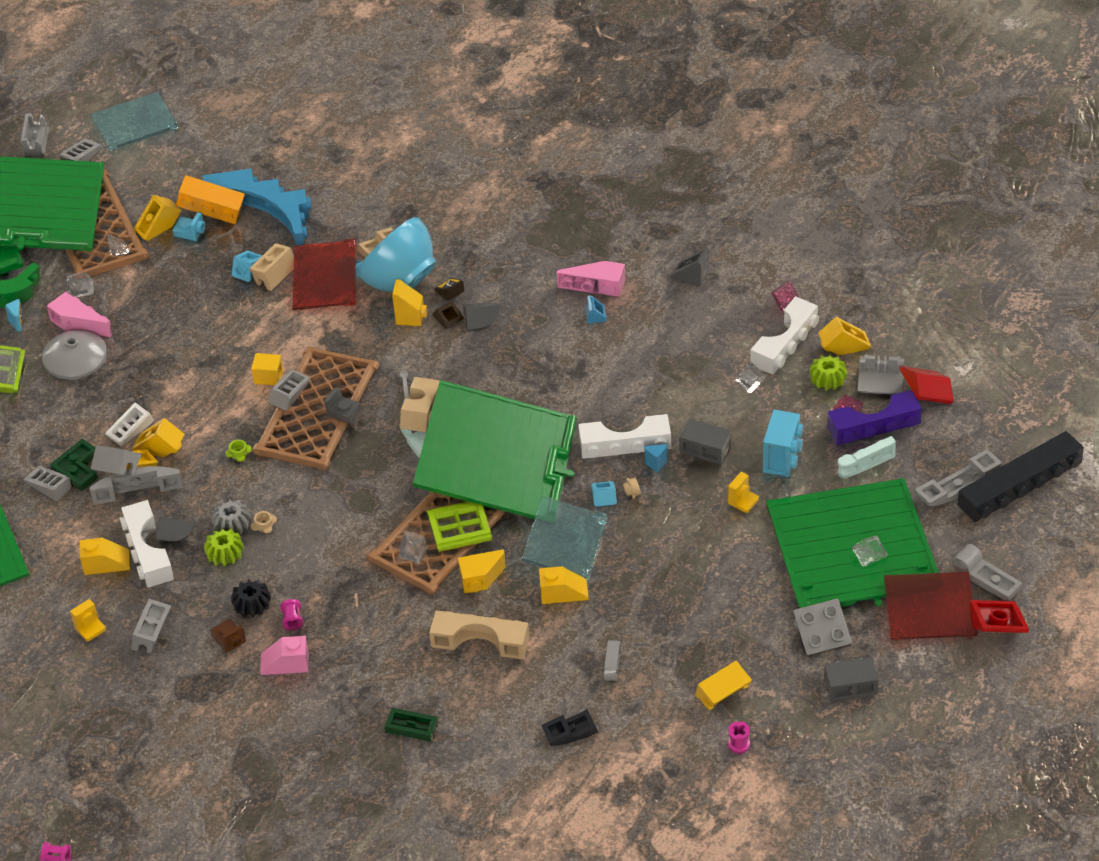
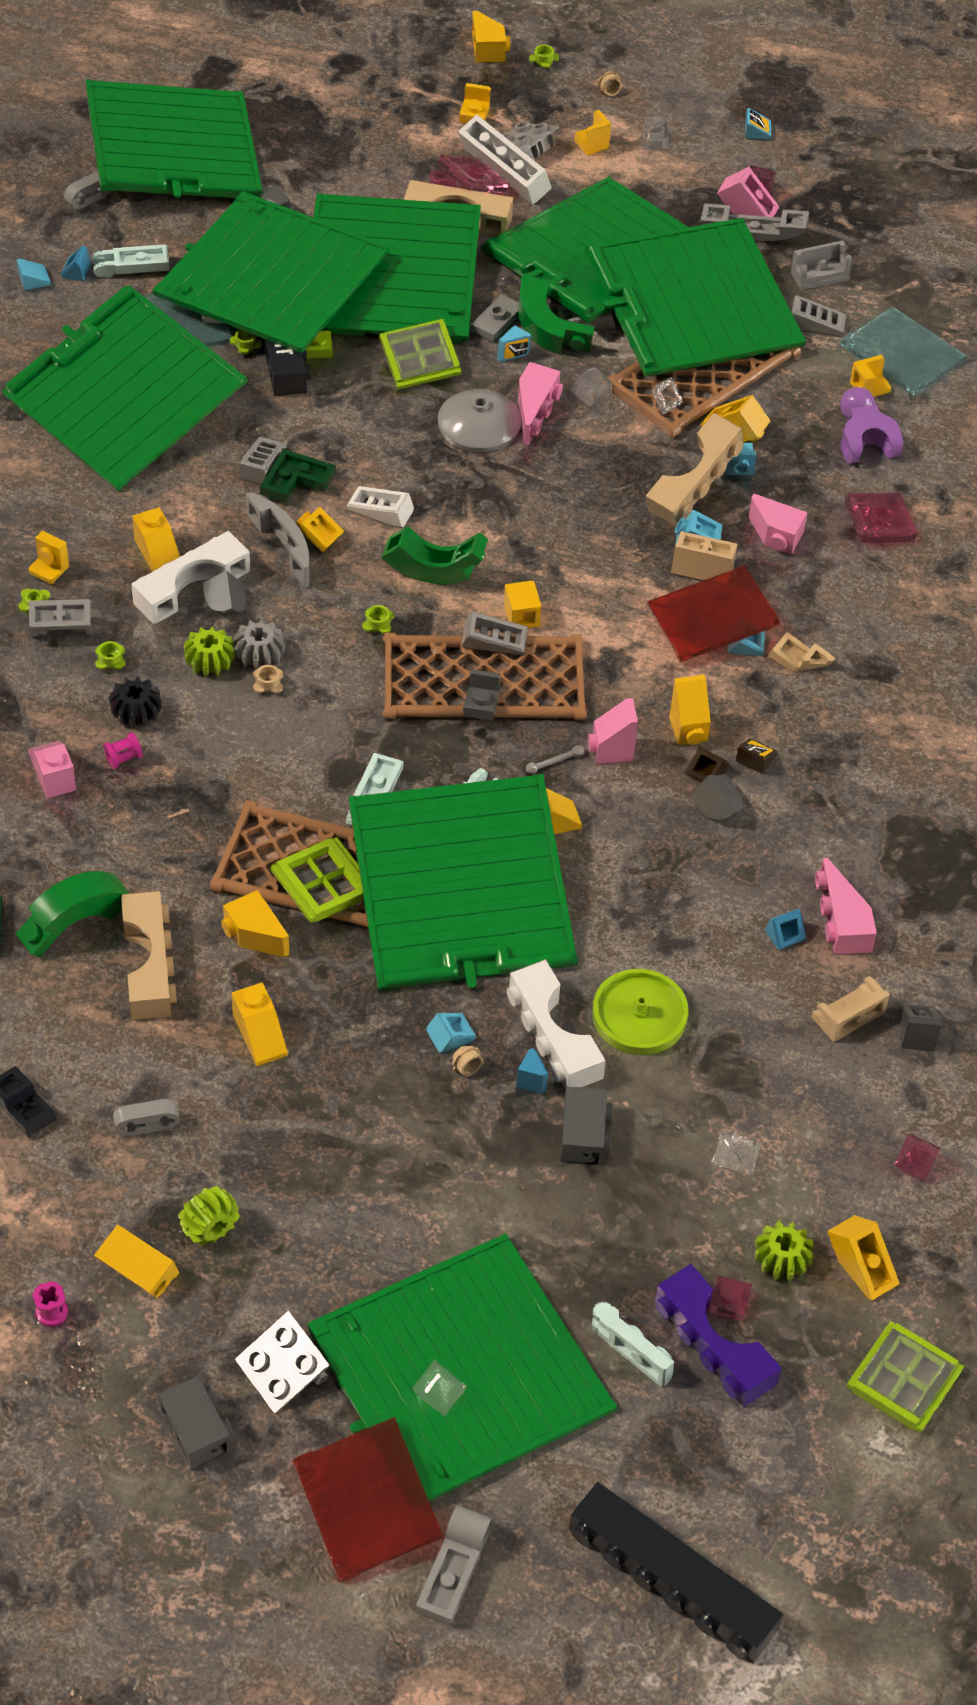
camera: 65 degrees right, 5 degrees up
(114, 460) = (299, 498): light grey hinge -> none
(120, 642) = (32, 595): none -> lime plate
(154, 145) = (868, 375): none -> yellow panel
(160, 439) = (361, 539): yellow slope -> none
(188, 225) = (675, 495): none -> tan arch
(196, 606) = (110, 656): none -> lime plate
(199, 155) = (867, 426): none -> medium lavender piece
(207, 403) = (430, 562): none -> green arch
(210, 199) = (783, 457): light orange brick -> none
(228, 635) = (74, 700): reddish brown bracket -> none
(261, 223) = (777, 523): none -> bright pink slope
(267, 196) = (821, 538): dark azure arch -> none
(286, 170) = (880, 517): none -> clear pink plate
(391, 485) = (378, 777): none -> light aqua hinge
(401, 255) = (752, 671): medium azure piece -> none
(408, 344) = (615, 734): none -> bright pink slope
(413, 547) = (265, 841): clear slope -> none
(418, 408) = (488, 764): tan arch -> none
(428, 667) = (67, 902): none -> green arch
(565, 537) = (345, 1005): clear light blue piece -> none
(626, 396) = (640, 1011): none -> lime piece
(667, 296) = (852, 1010): none -> tan hinge
(706, 638) = (209, 1215): none -> lime gear
(739, 493) = (497, 1195): yellow bracket -> none
(772, 352) = (874, 1187): white arch -> none
(784, 442) = (604, 1218): medium azure piece -> none
(880, 375) = (812, 1325): light grey hinge -> none
(926, 345) = (905, 1376): none -> clear piece
(928, 384) = (811, 1391): red slope -> none
(947, 490) = (600, 1462): light grey slope -> none
(997, 616) = (366, 1599): red slope -> none

